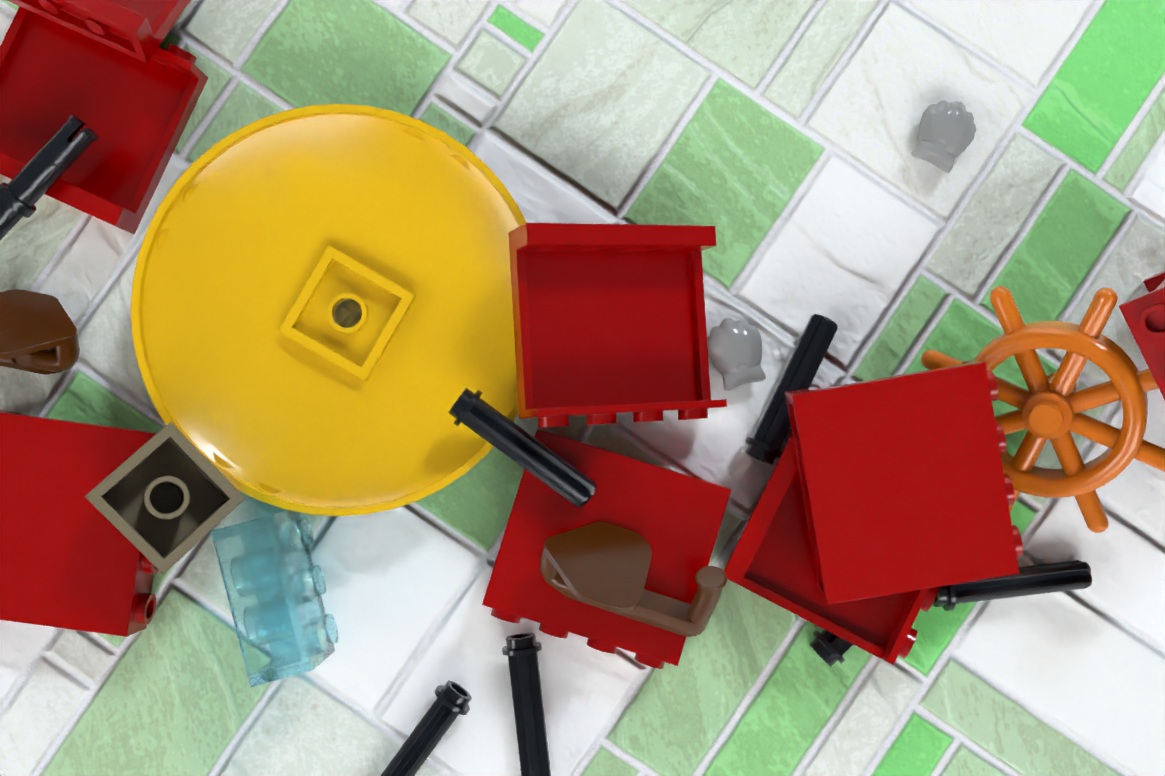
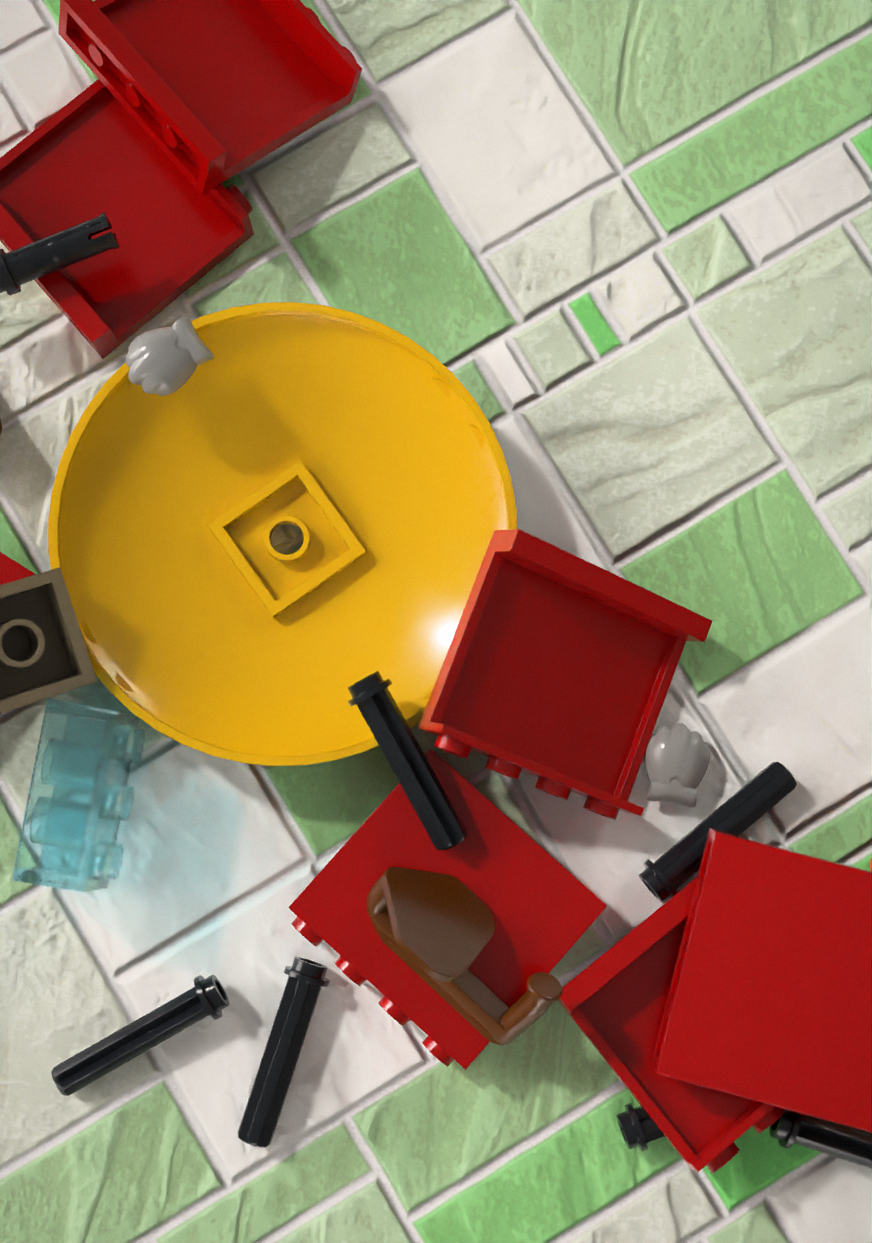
camera: 20 degrees right, 5 degrees down
(177, 211) = (166, 357): none -> light grey animal

